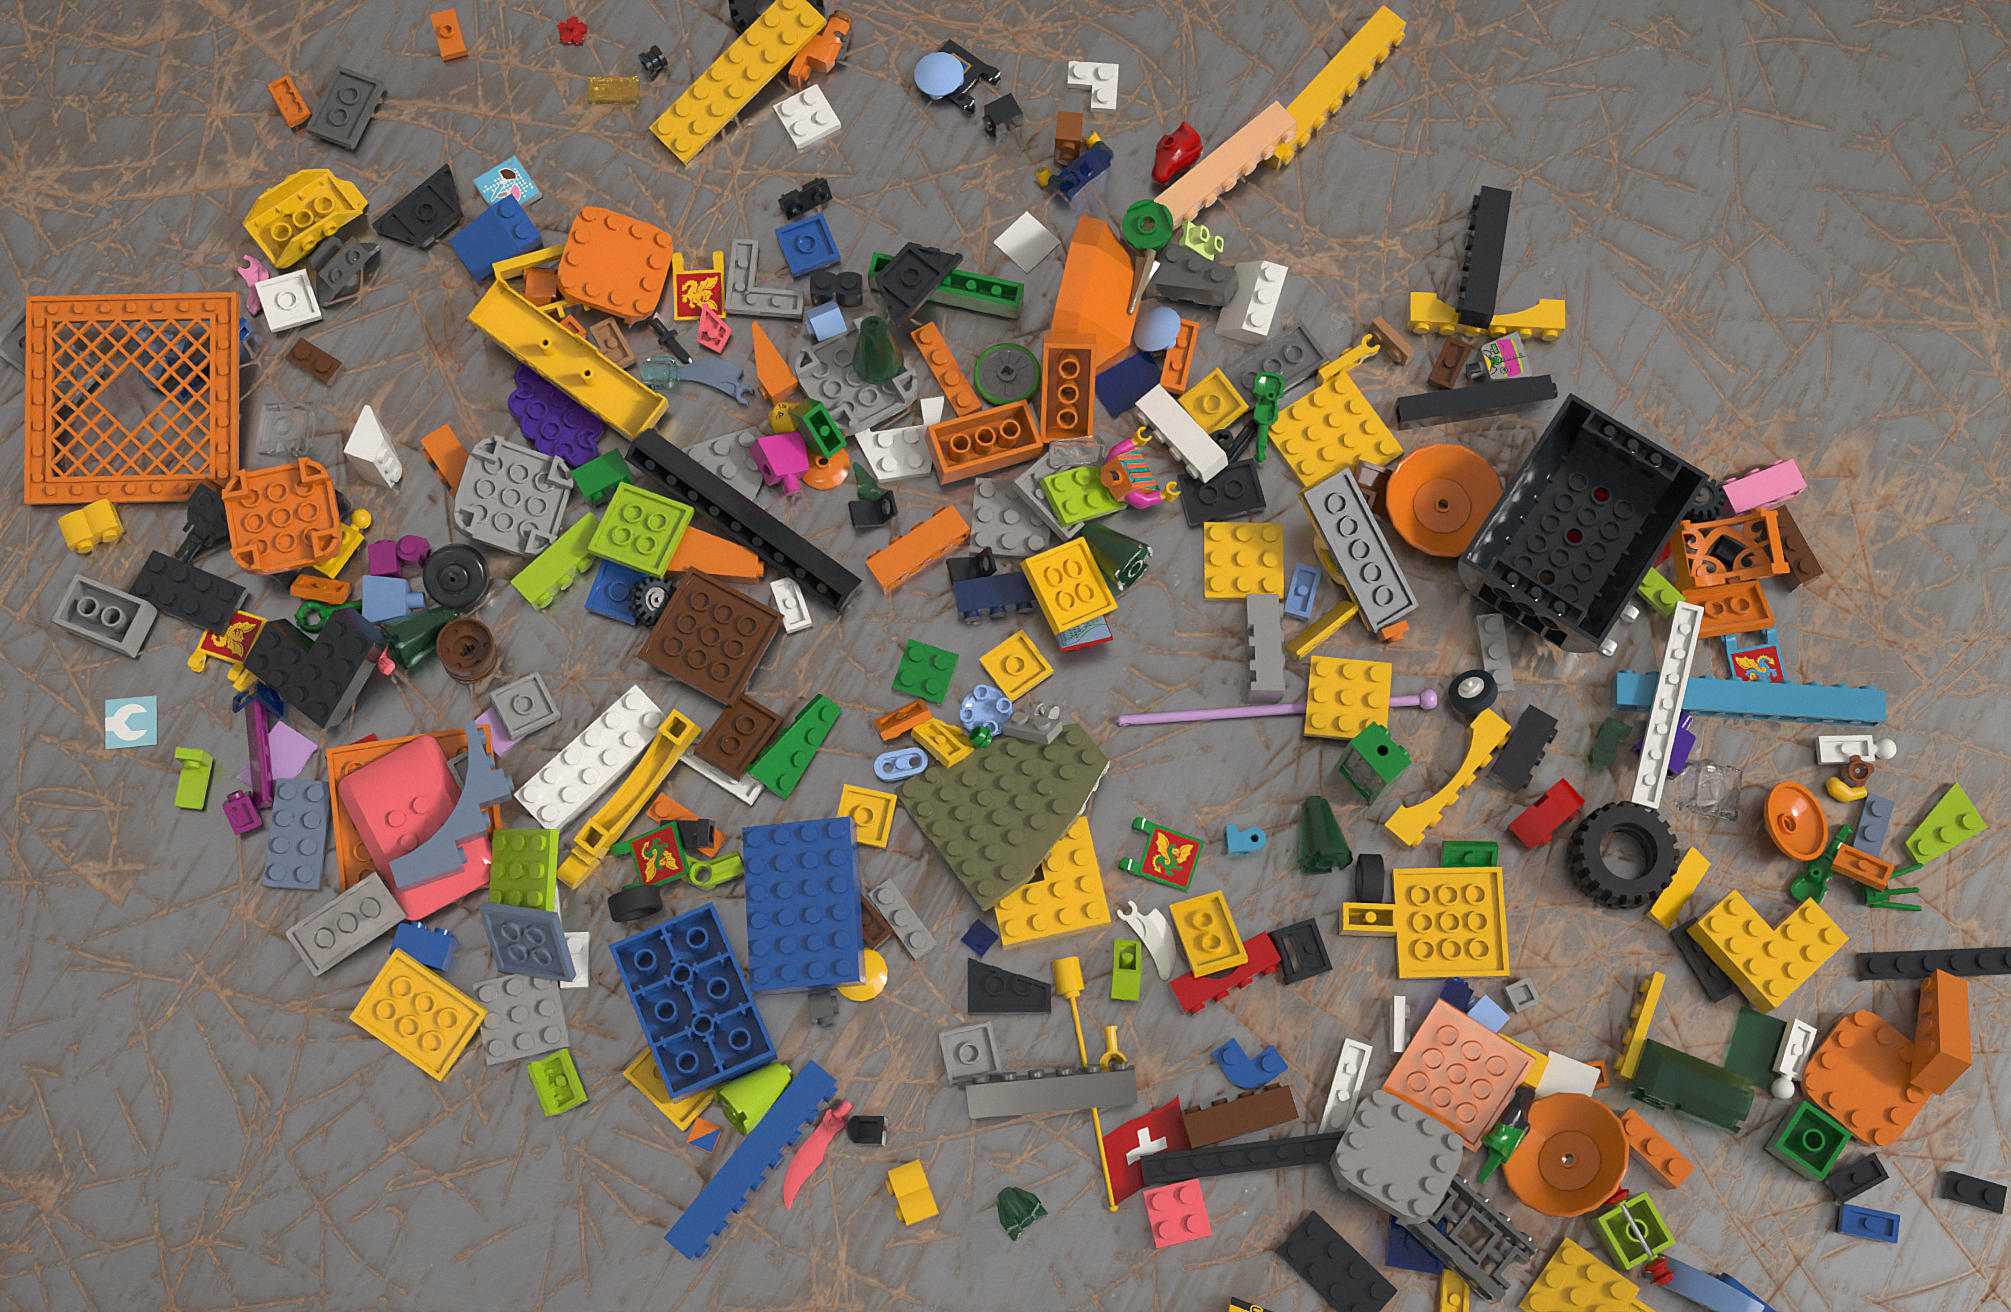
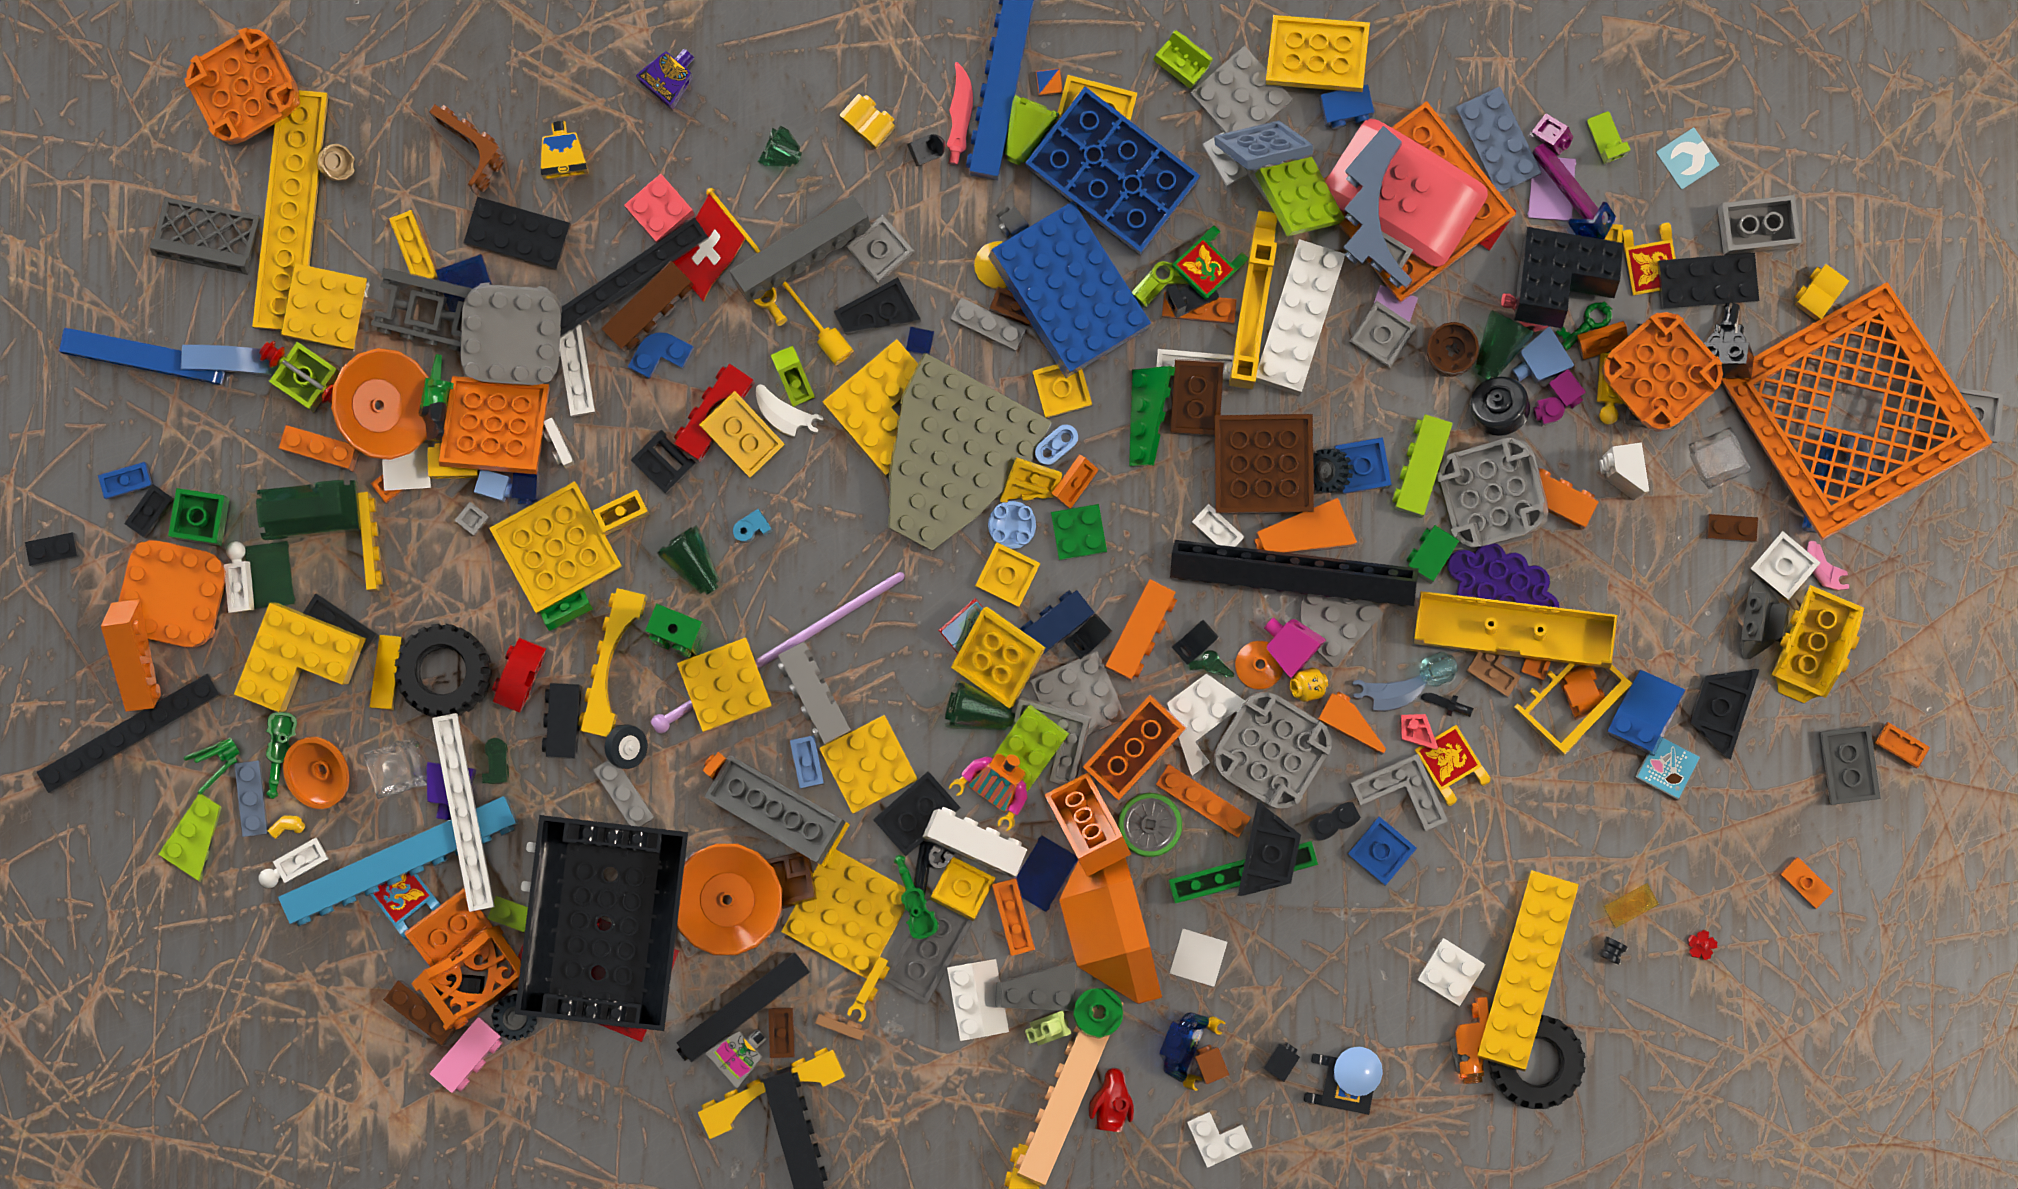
camera: 155 degrees right, 10 degrees up
(346, 923) = (1414, 90): flat silver plate -> none
(614, 264) = (1530, 739): orange plate -> none
(635, 903) = (1201, 222): black tyre -> none
(641, 530) = (1370, 518): lime plate -> none
(812, 195) = (1415, 884): black hinge -> none
(817, 428) = (1276, 681): green brick -> none
(825, 321) = (1326, 786): light blue brick -> none
(876, 352) = (1261, 771): clear green cone -> none
(980, 736) = (1003, 497): green plate -> none
(1037, 726) = (966, 527): light grey hinge -> none
(1078, 451) = (1051, 778): clear slope -> none
(1144, 271) = (1079, 969): dark tan piece -> none
(1157, 329) = (1043, 929): light blue dish -> none
(1167, 856) = (805, 483): flag -> none
(1321, 630) = (775, 738): yellow slope -> none
(1369, 878) = (635, 544): black tyre -> none
(1862, 867) = (247, 761): orange plate -> none
(1865, 770) = (281, 838): dark orange plate -> none

